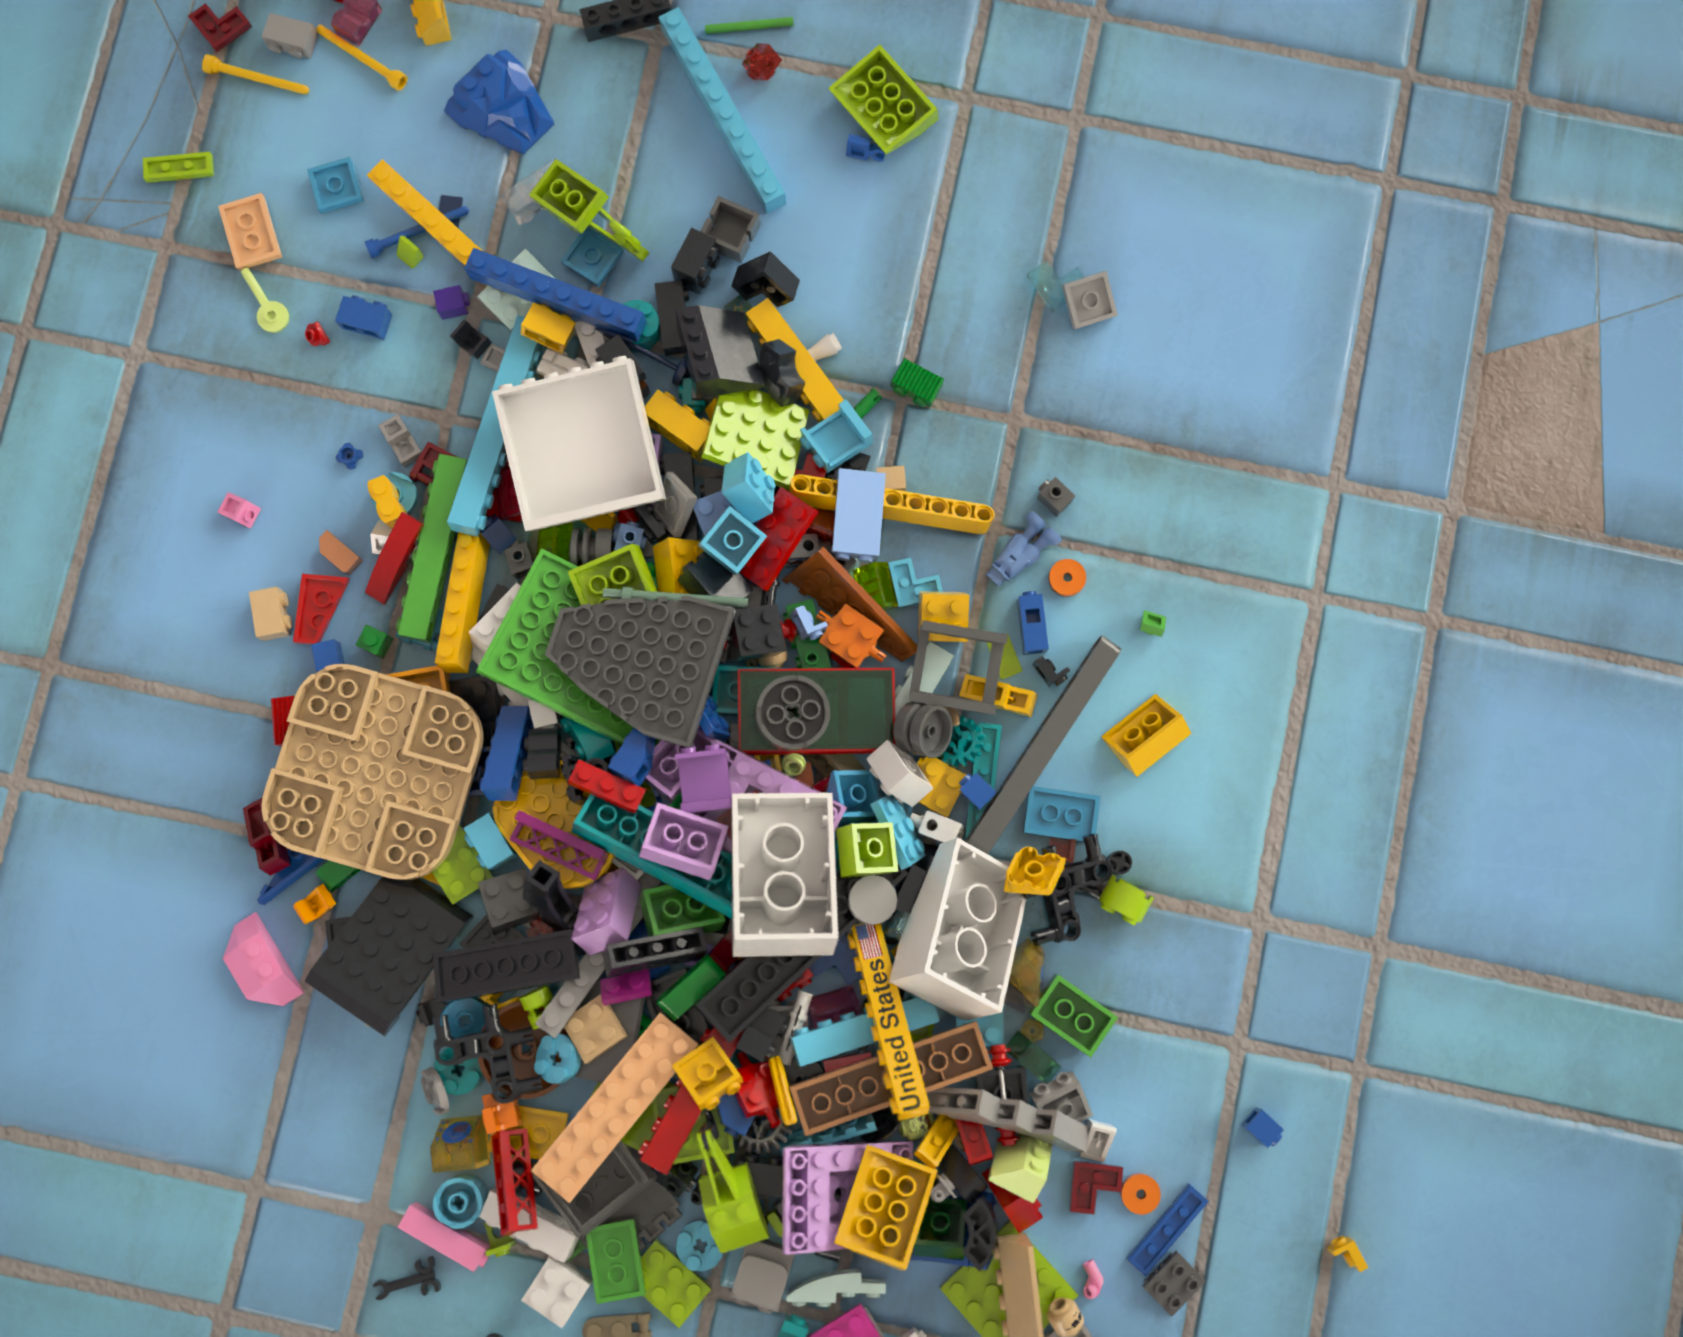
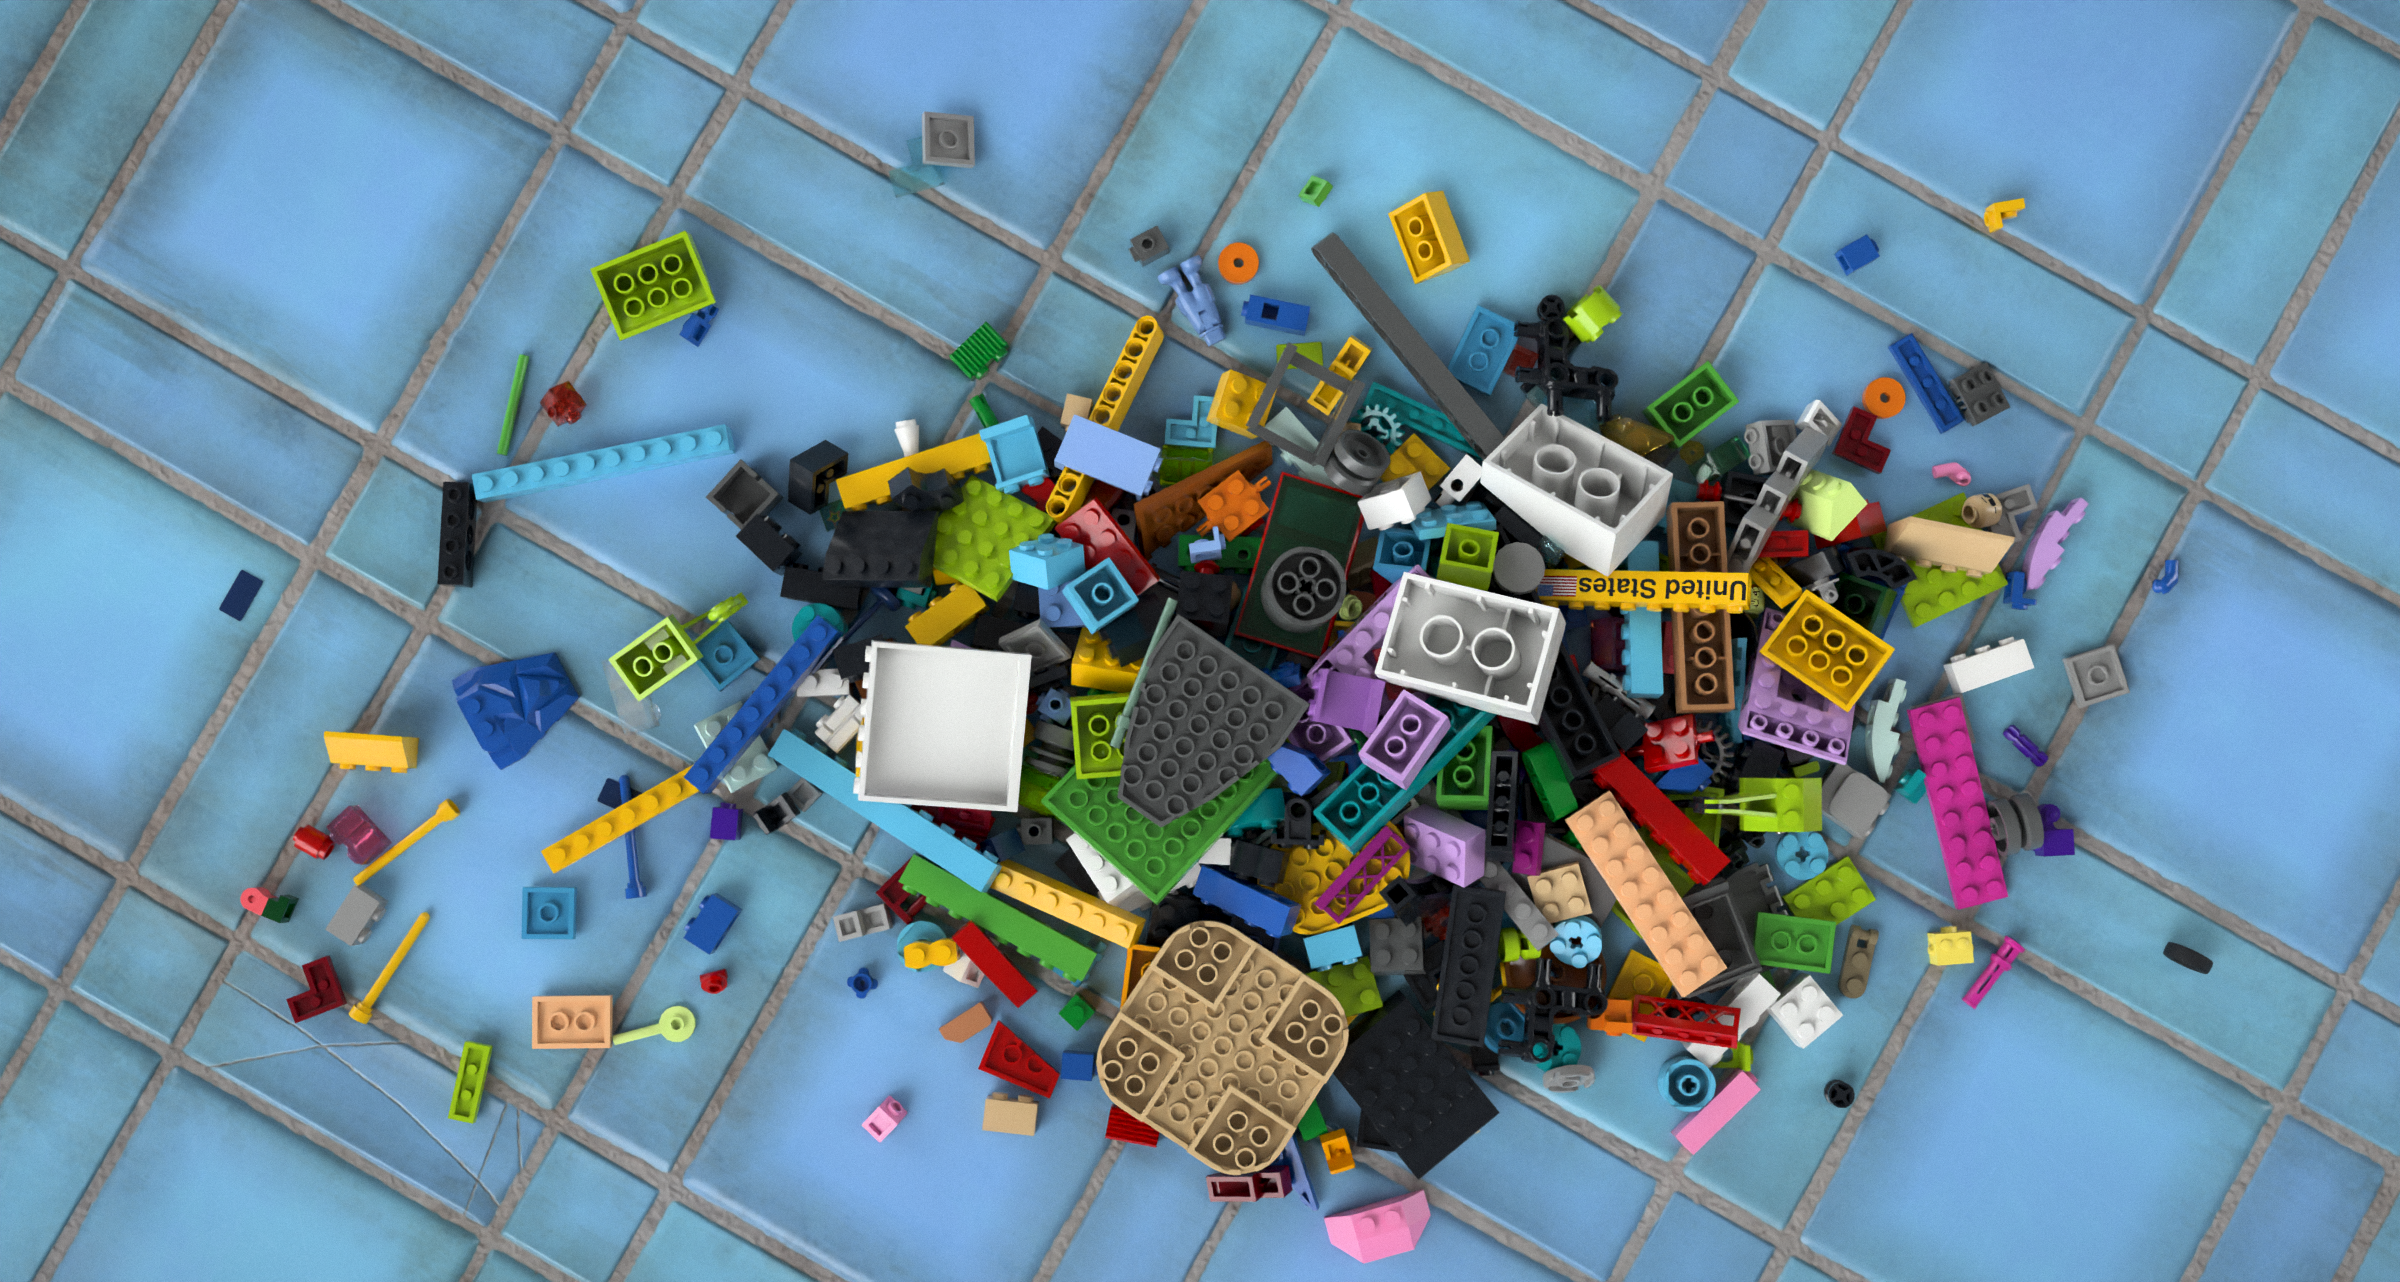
camera: 75 degrees left, 5 degrees up
(408, 252) = (653, 854): lime slope -> none
(425, 1276) = (1748, 1142): black bar -> none
(460, 1144) = (1629, 1067): clear yellow slope -> none
(548, 327) = (795, 724): yellow brick -> none
(606, 786) = (1320, 803): red plate -> none
(708, 1074) = (1644, 788): yellow plate -> none
(782, 1090) = (1682, 718): yellow axle -> none
(976, 790) = (1434, 429): blue brick -> none
(1033, 872) = (1541, 396): yellow slope -> none
(1046, 671) = (1328, 317): black bracket -> none

